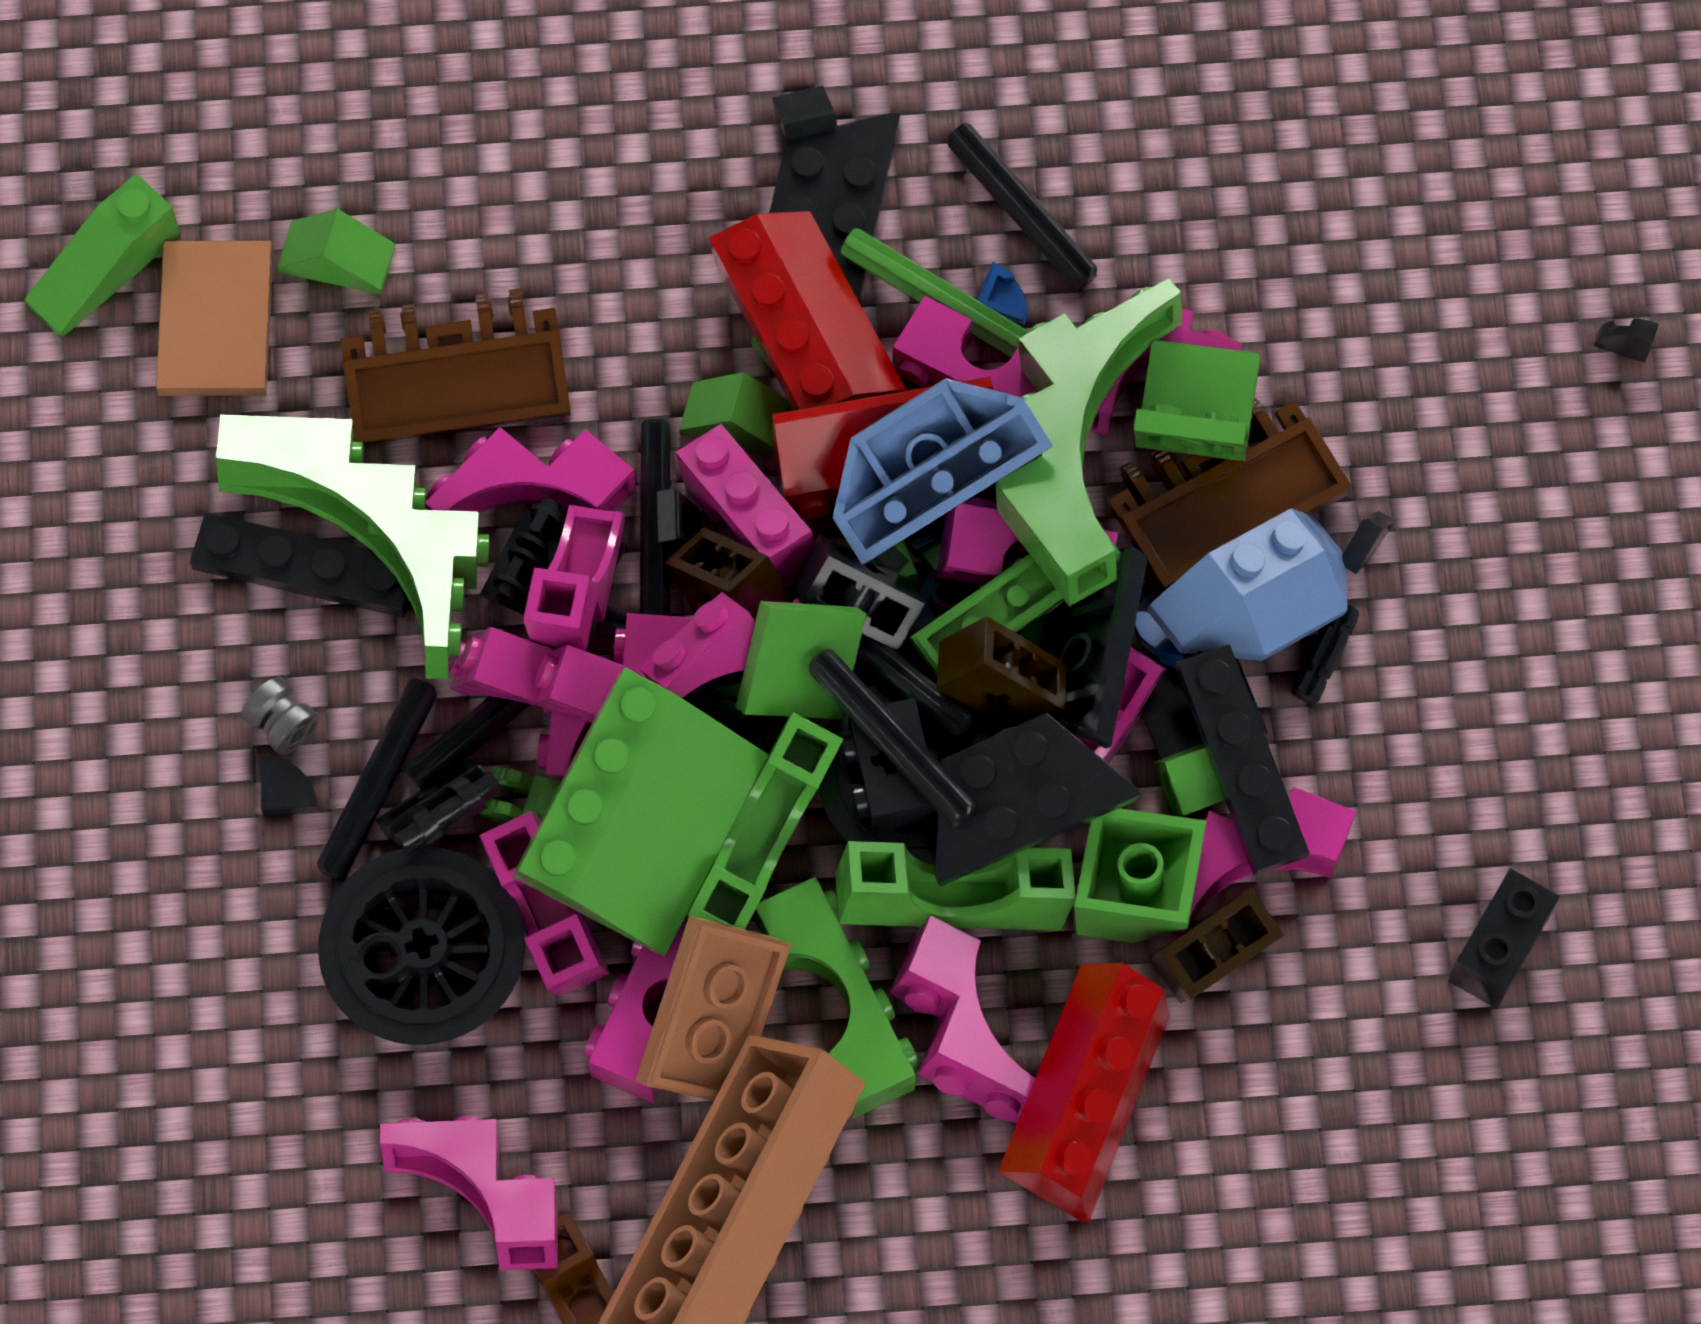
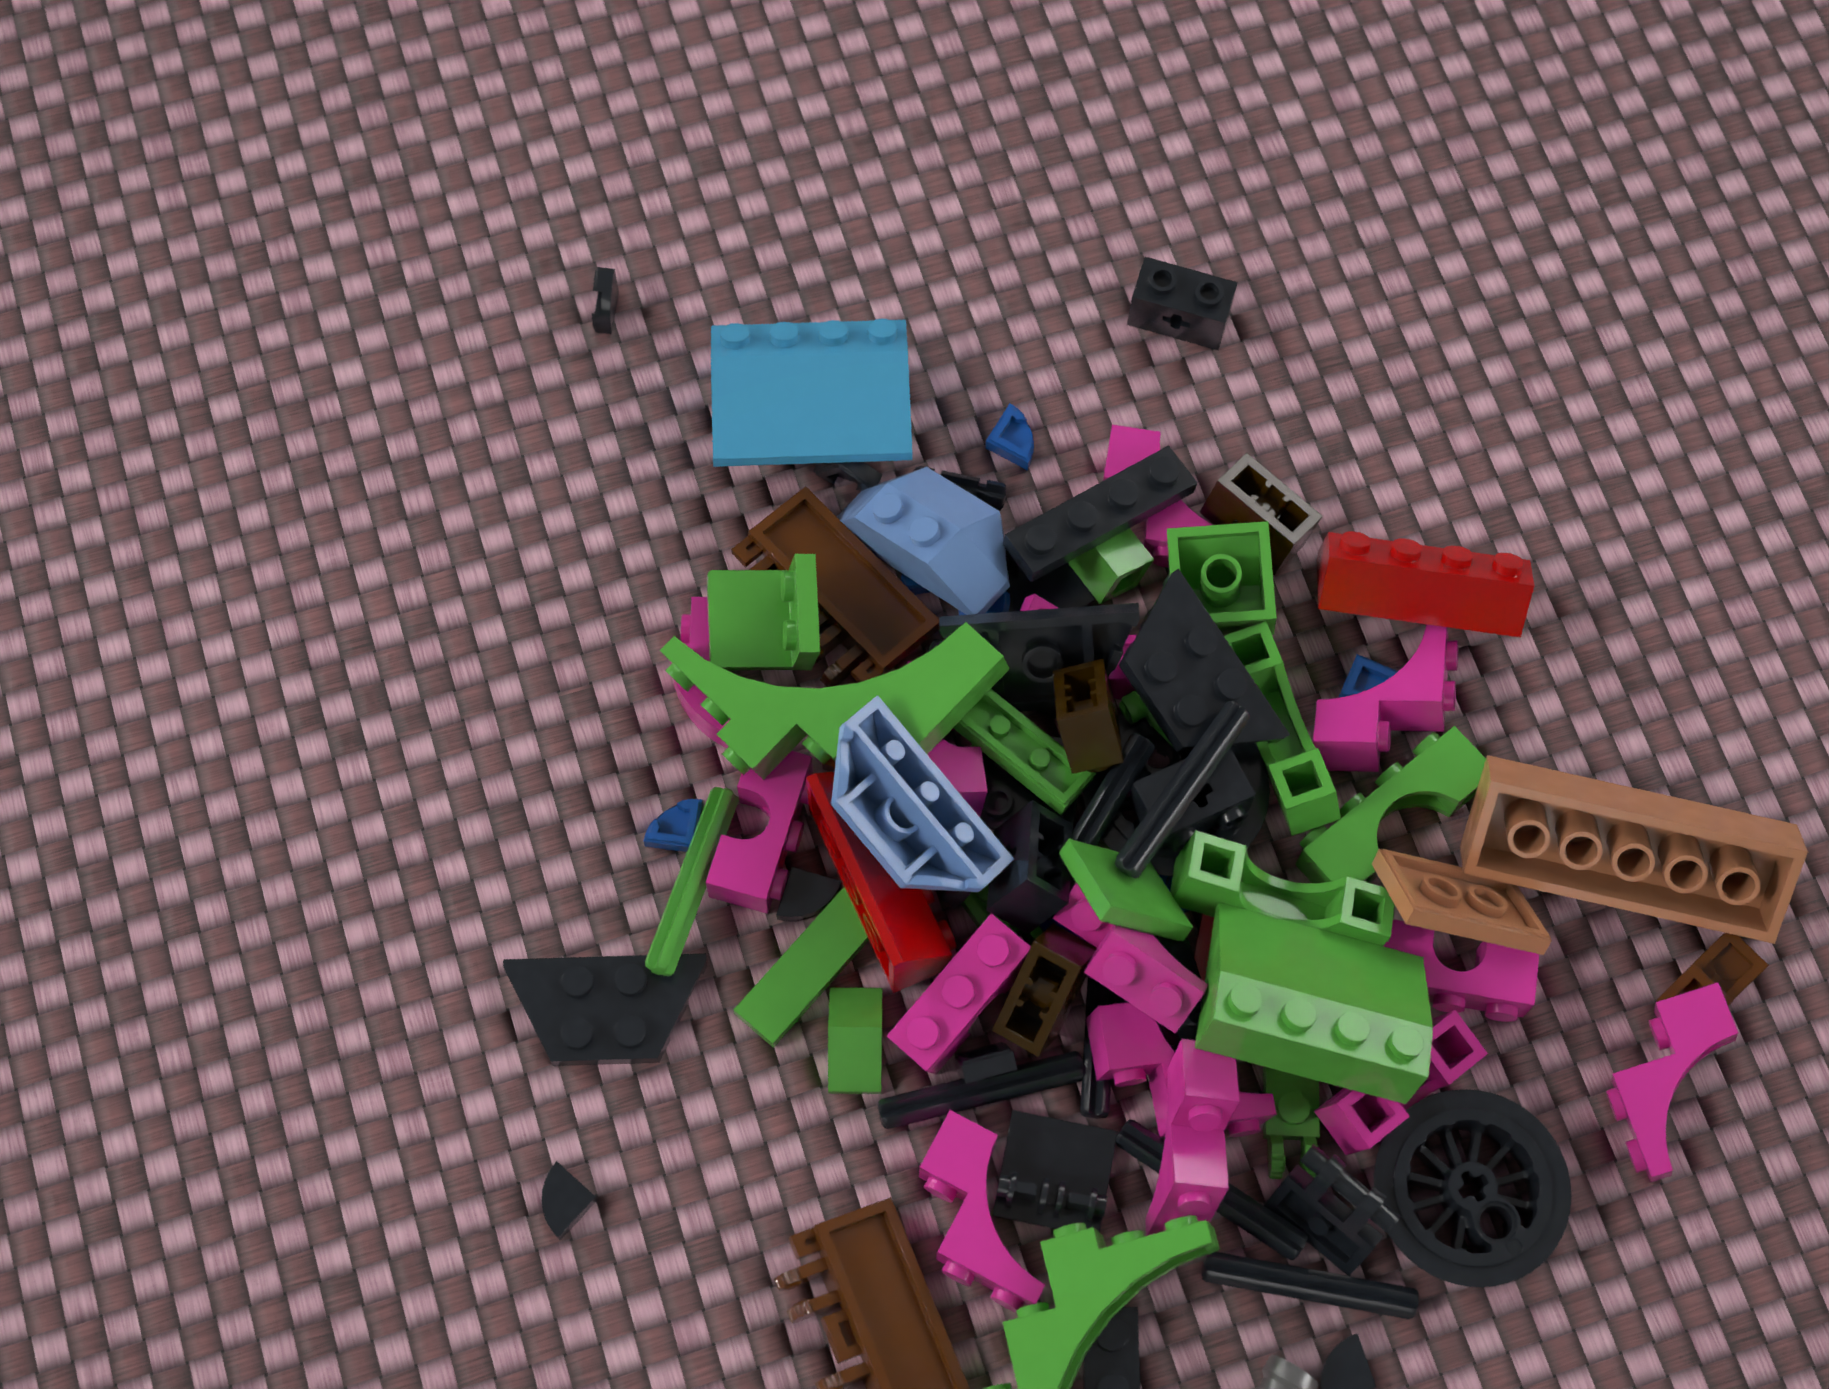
camera: 105 degrees left, 0 degrees up
(578, 580) = (1089, 1127): dark pink arch -> none
(650, 129) = (564, 1200): none -> black tile
(802, 310) = (754, 987): red slope -> none
(804, 113) = (520, 1050): black tile -> none
(1004, 1017) = (1364, 676): none -> blue tile
(1022, 206) = (576, 829): black axle -> none
(1378, 726) = (1012, 438): none -> blue tile
(1457, 508) = (810, 393): none -> dark azure slope

